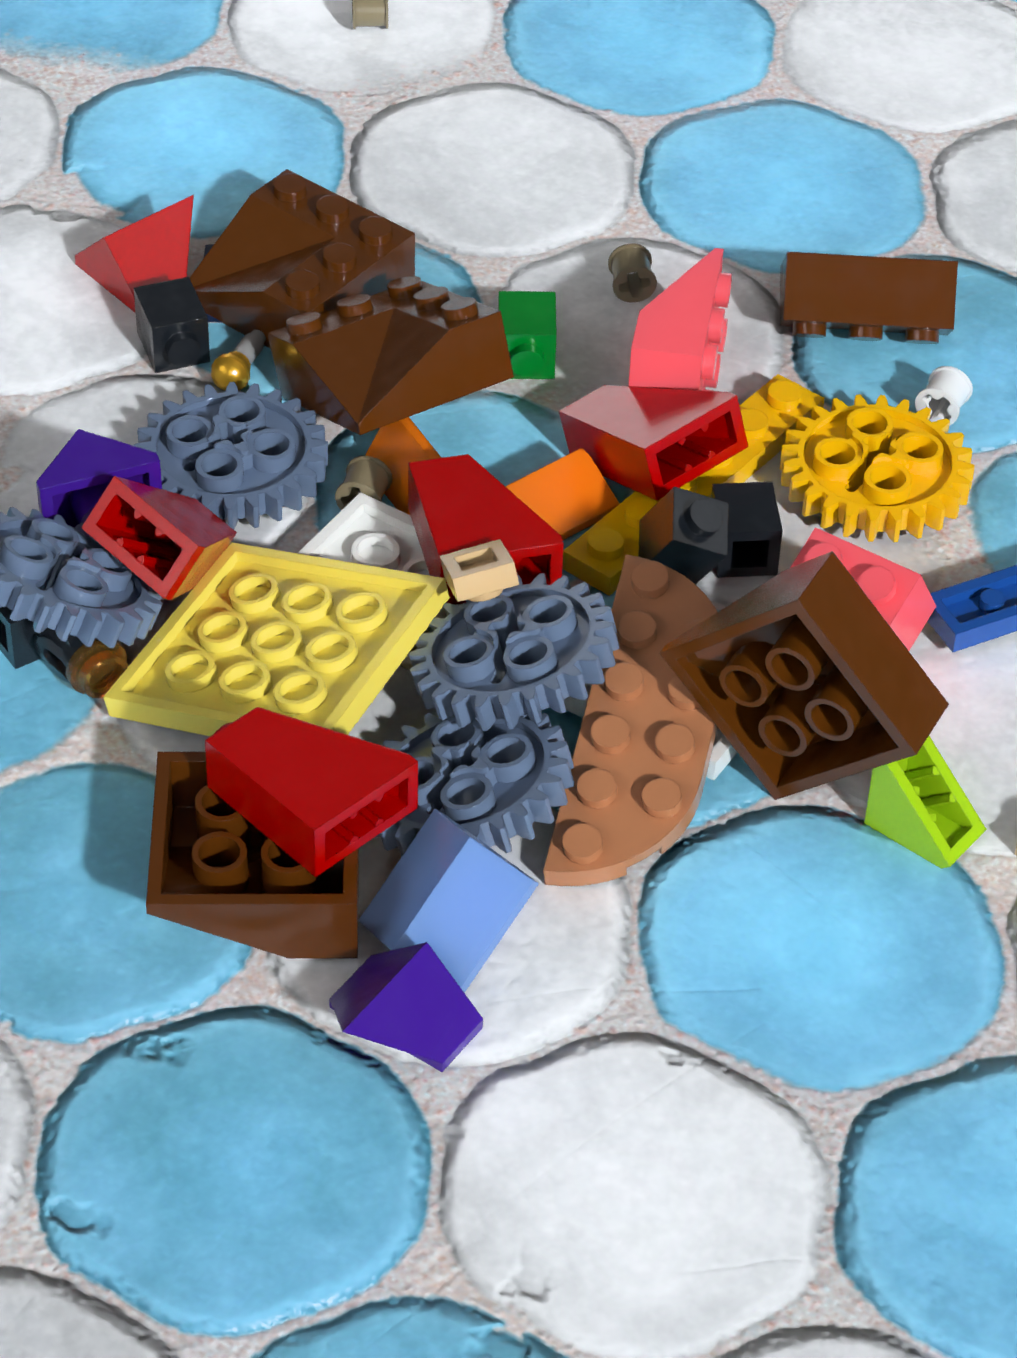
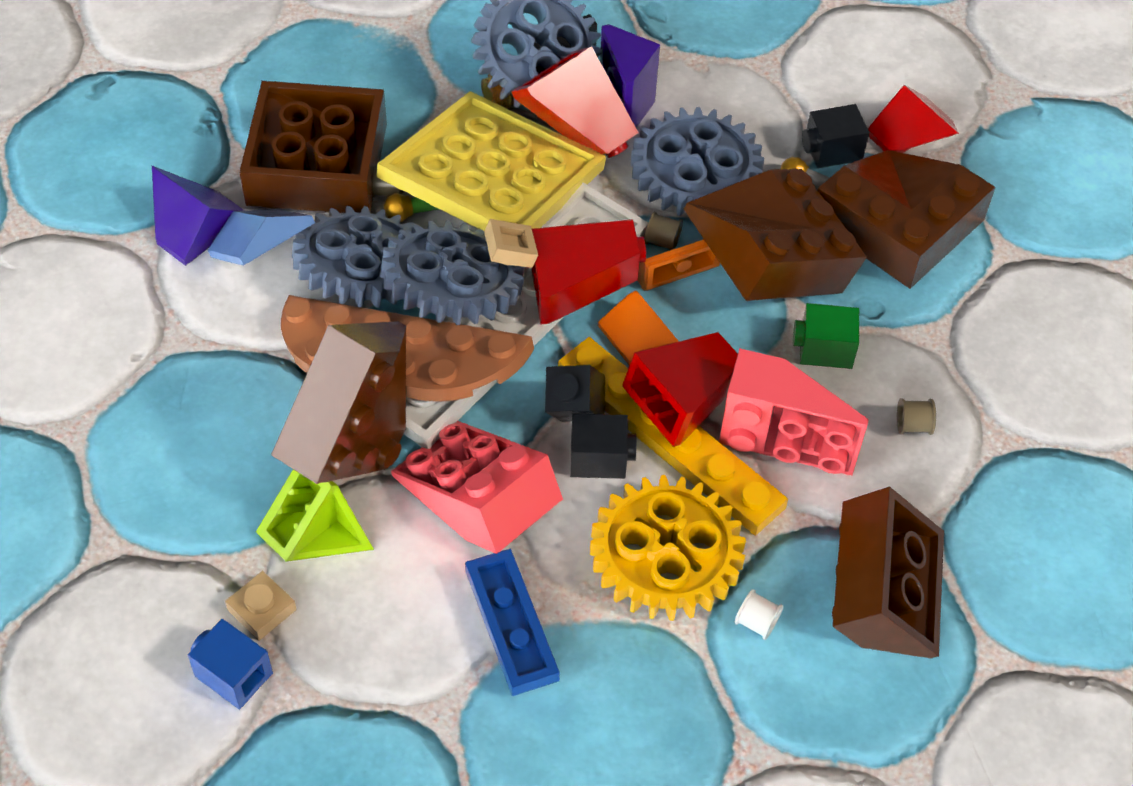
camera: 95 degrees right, 10 degrees up
(309, 785) = (319, 139): red slope -> none

